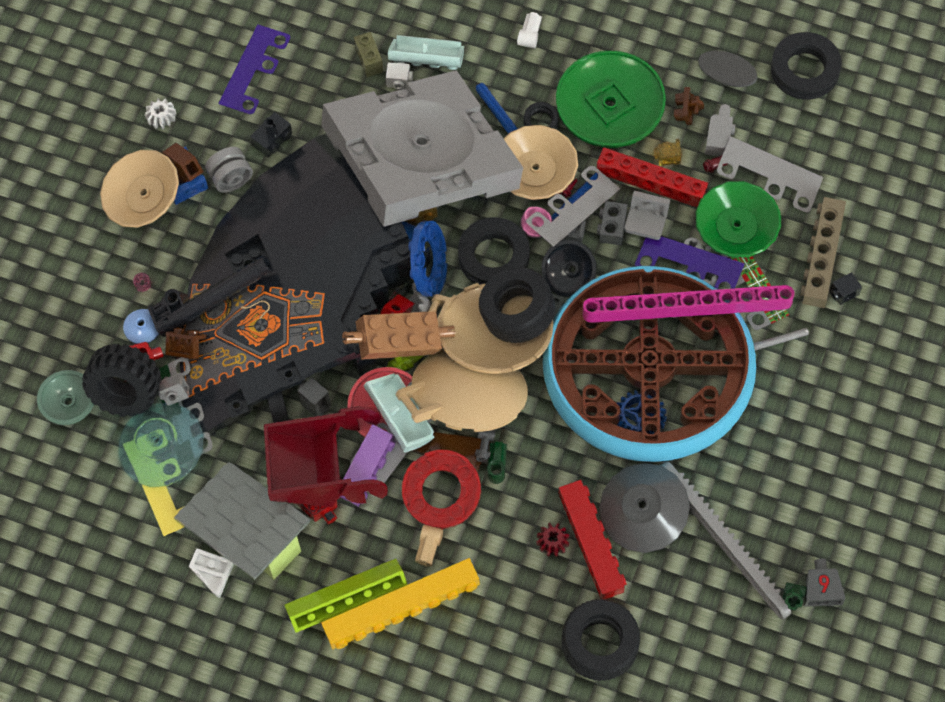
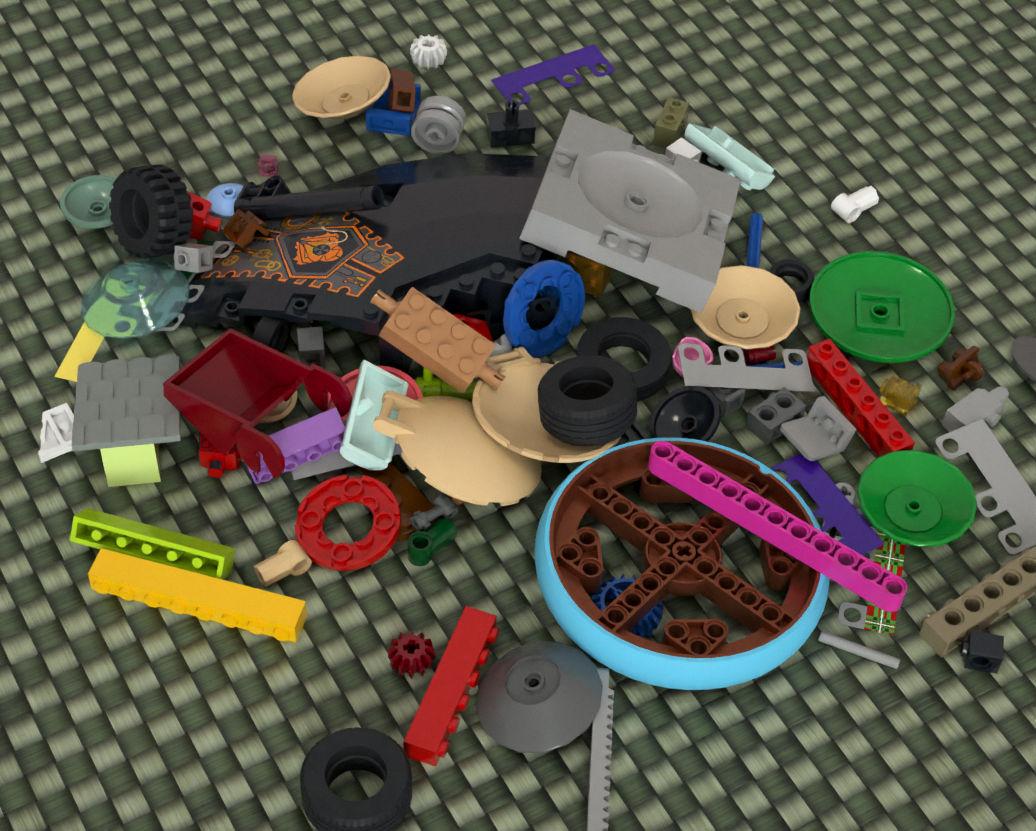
camera: 35 degrees right, 15 degrees down
(711, 165) = (935, 432): dark red pin -> none

